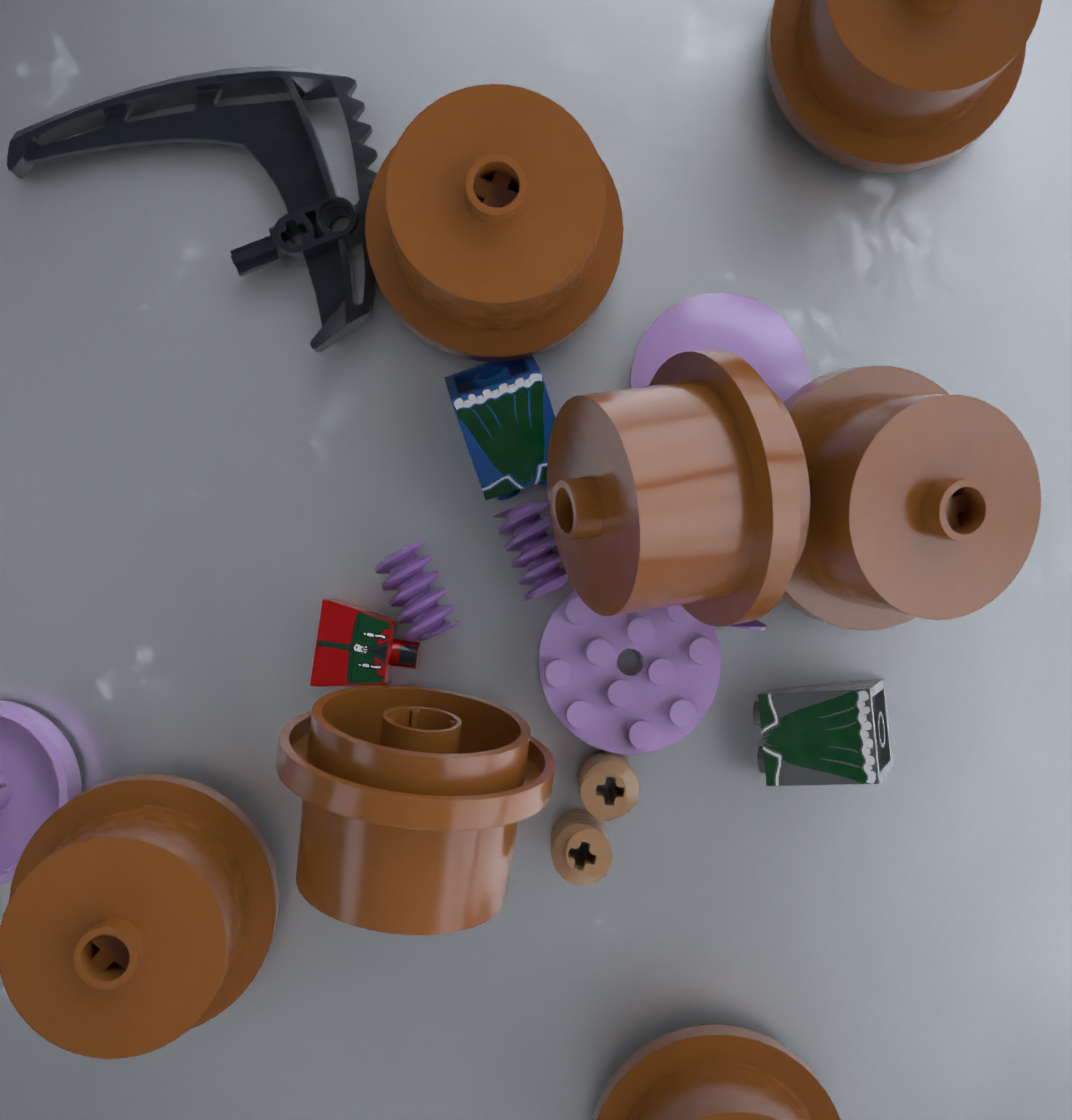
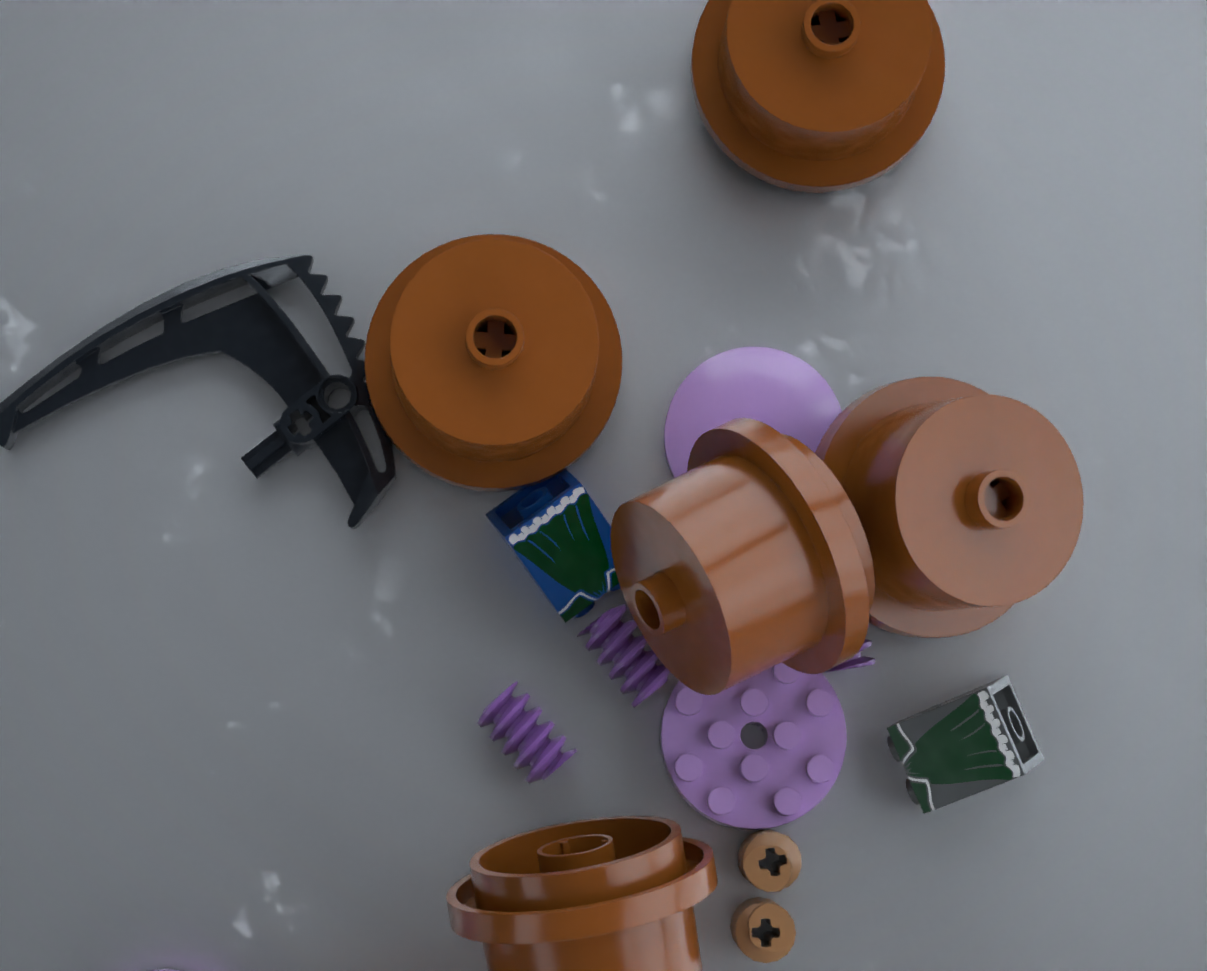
camera: 20 degrees left, 5 degrees down
(358, 647) = (485, 805): torso -> none

